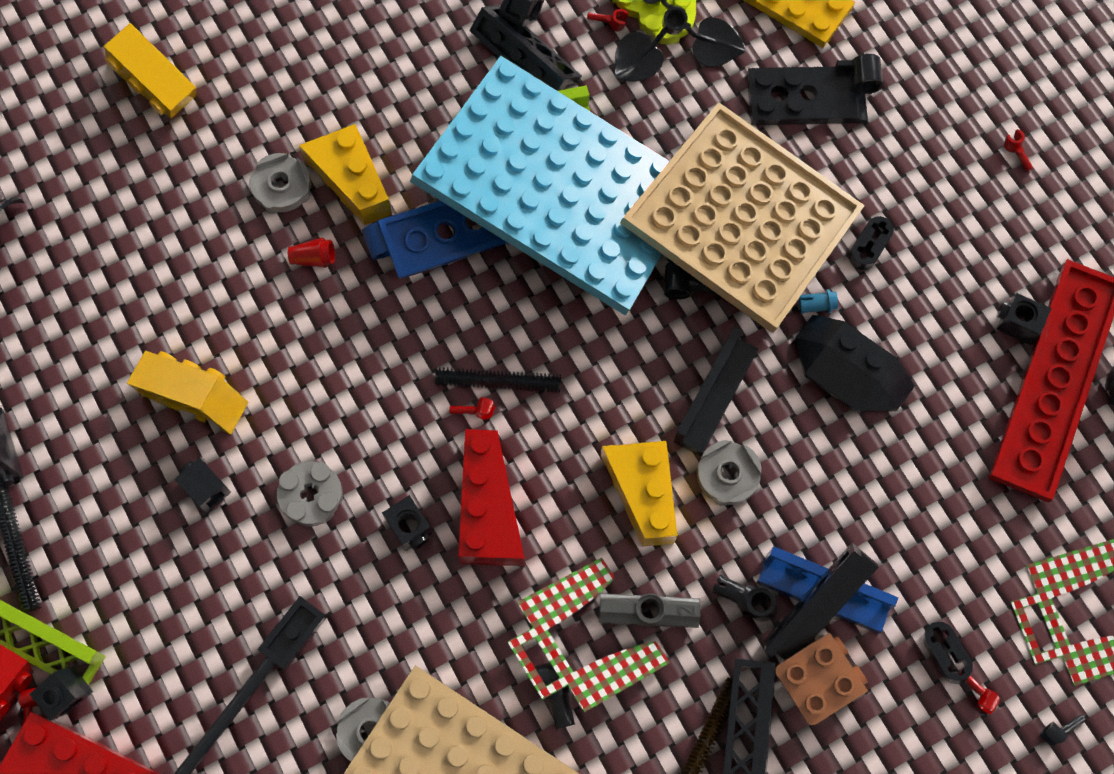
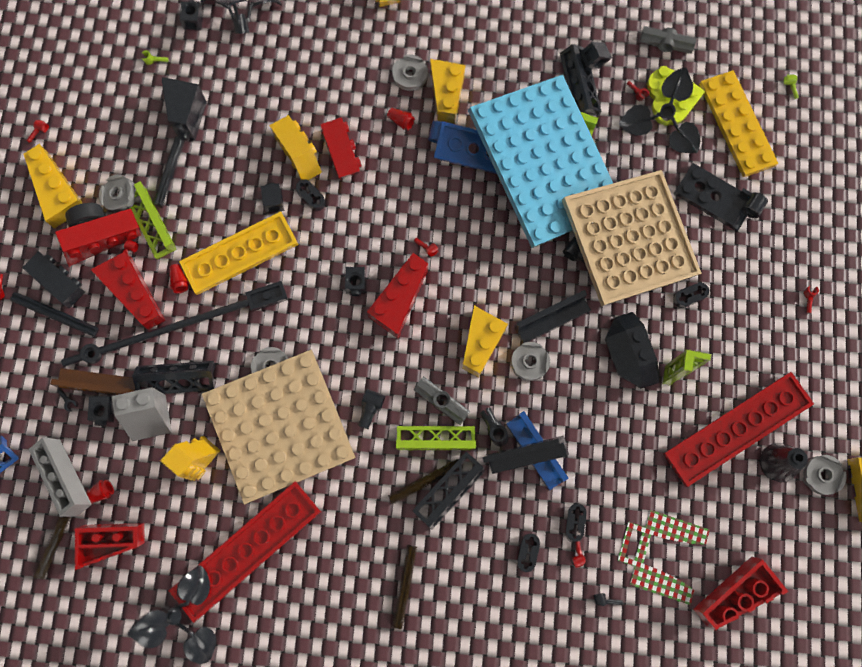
camera: 35 degrees right, 5 degrees up
(61, 693) = (144, 252): black brick -> none
(140, 699) = (178, 280): none -> red cone
(206, 599) = (238, 253): none -> yellow plate
(255, 349) = (340, 147): none -> red wedge
(256, 437) = (307, 198): none -> black beam
(325, 503) = (317, 225): light grey plate -> none
(502, 380) = (448, 240): black axle -> none
(600, 678) = (391, 415): piece -> none
(690, 674) = (435, 444): none -> lime fence
(818, 302) = (639, 307): dark azure pin -> none
(821, 679) = (501, 490): nougat bracket -> none
(922, 736) = (533, 552): none -> black beam
(938, 342) = (684, 365): none -> lime fence
(1033, 312) = (751, 386): black brick -> none

